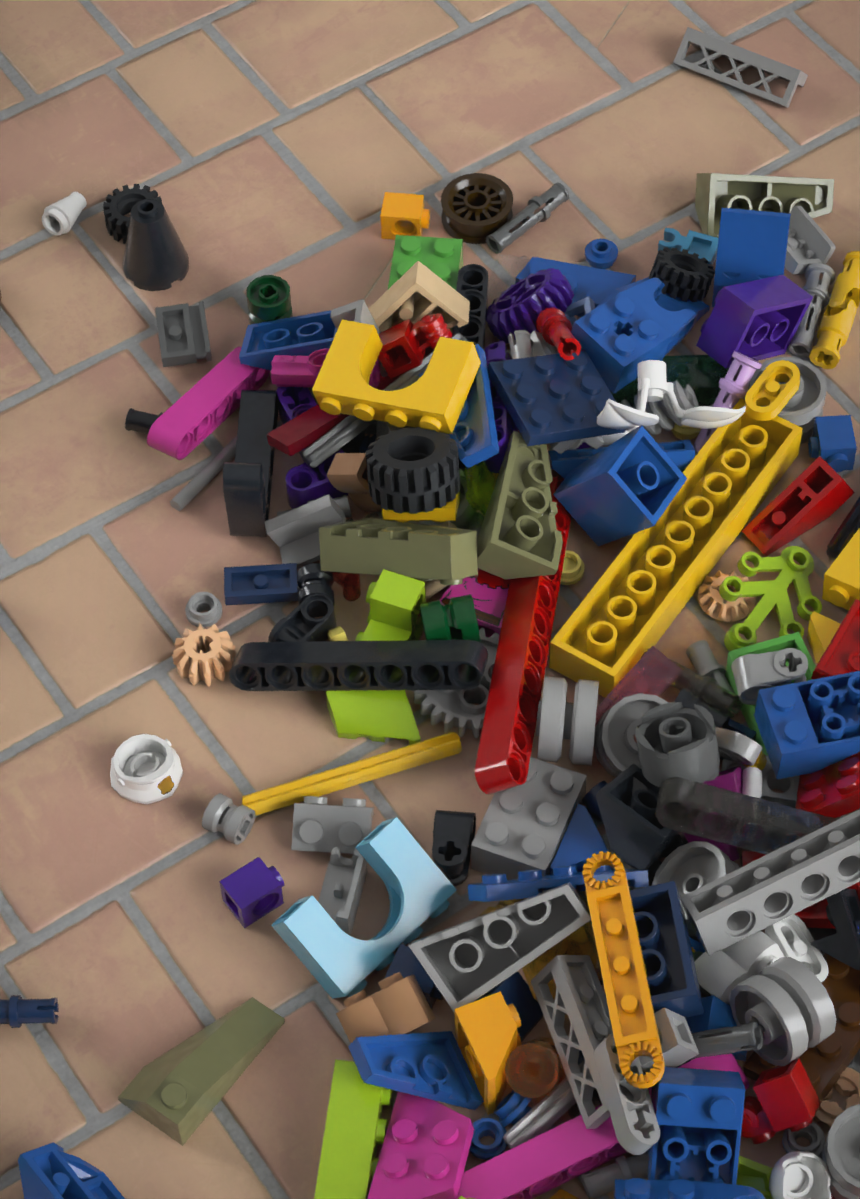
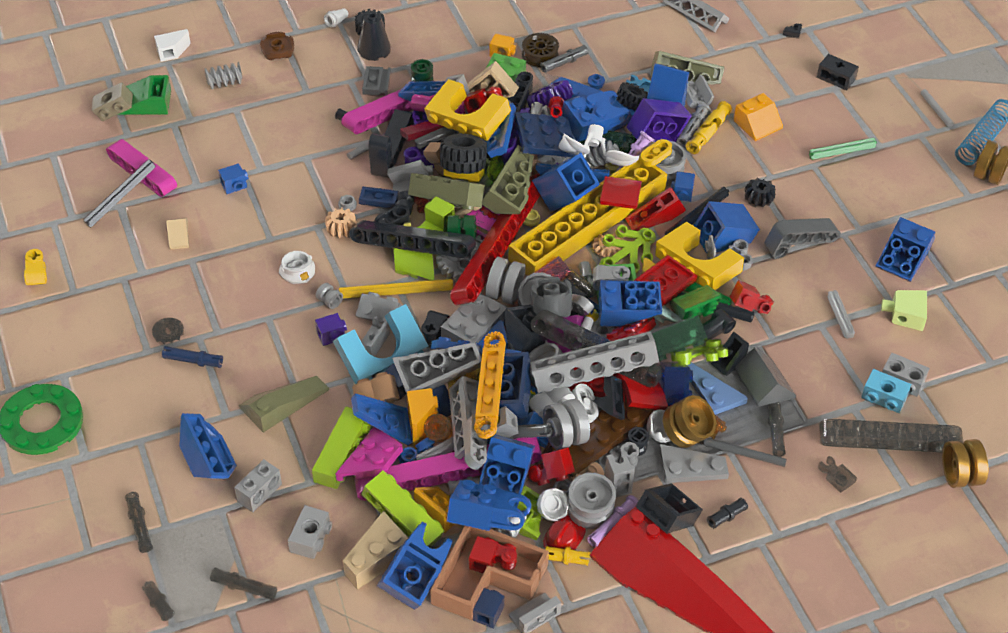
camera: 10 degrees right, 5 degrees down
(731, 488) = (620, 192): none -> red slope

